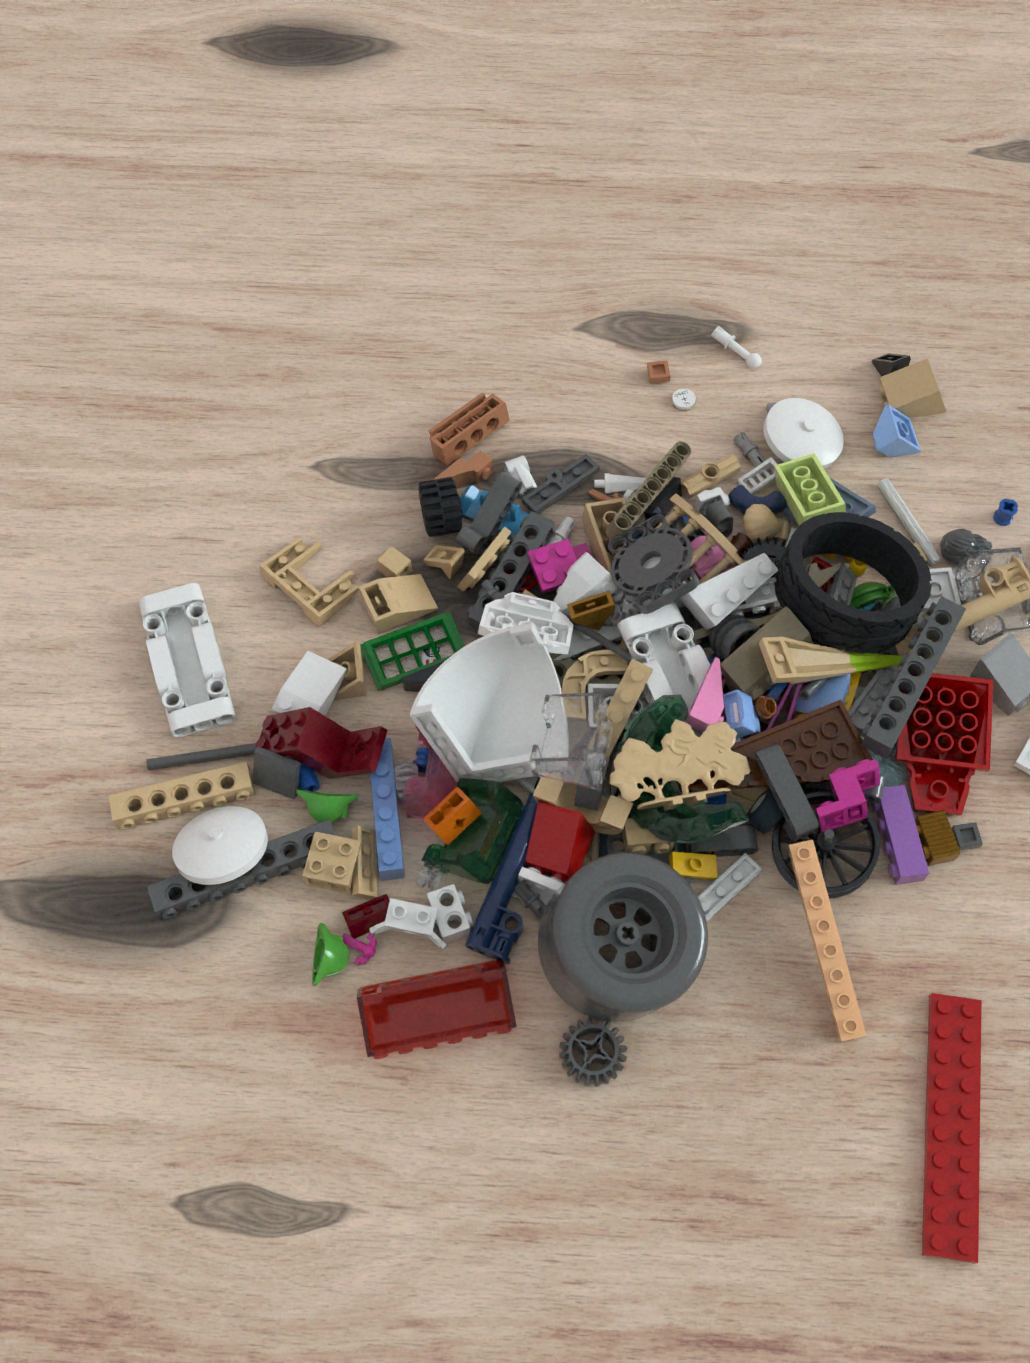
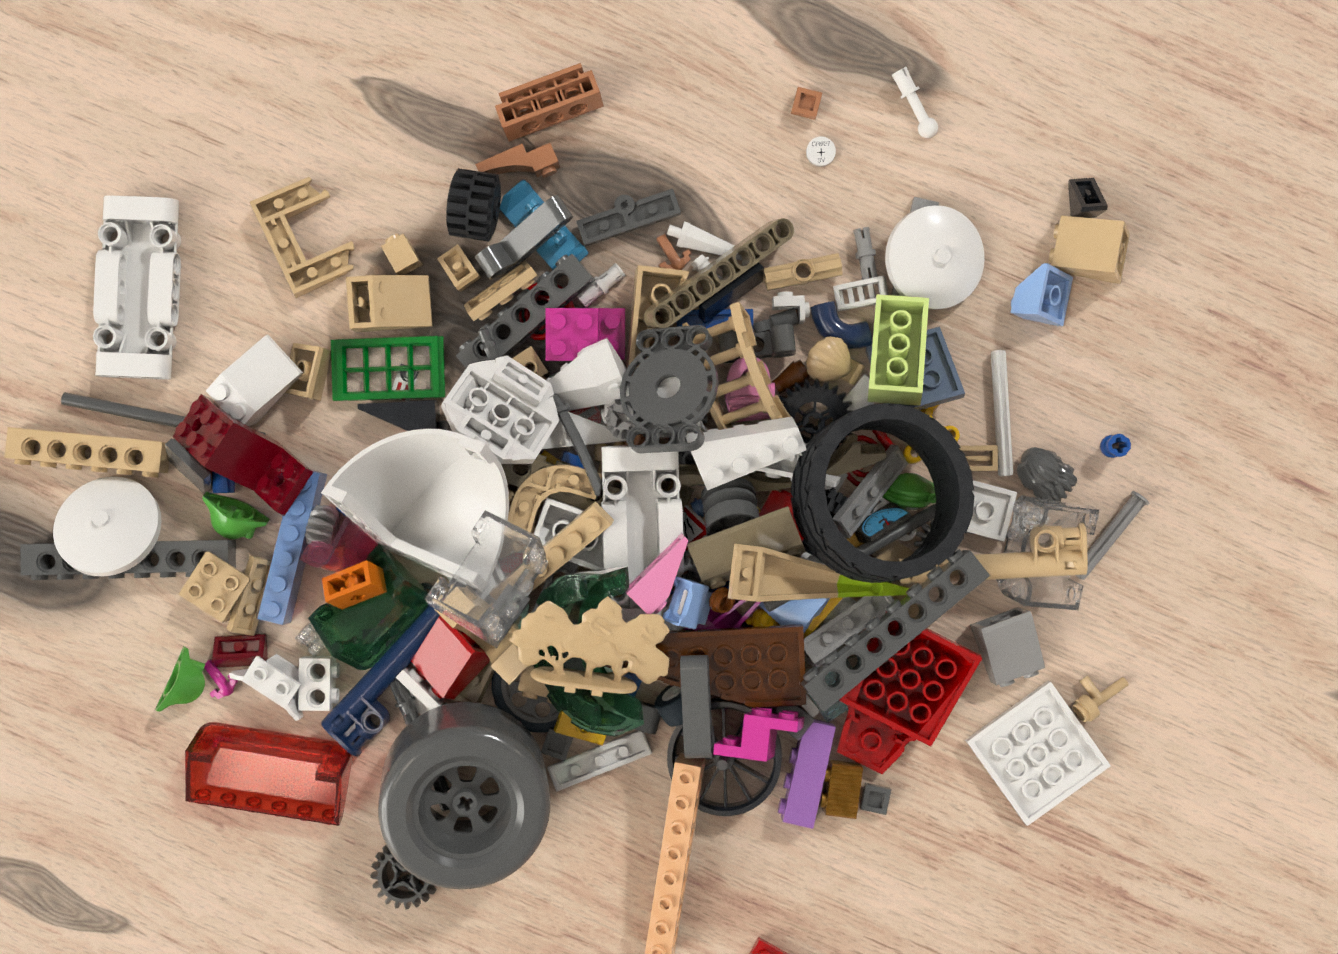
camera: 15 degrees right, 25 degrees up
(520, 470) = (586, 182): white piece -> none
(592, 610) = (585, 411): pearl gold slope -> none

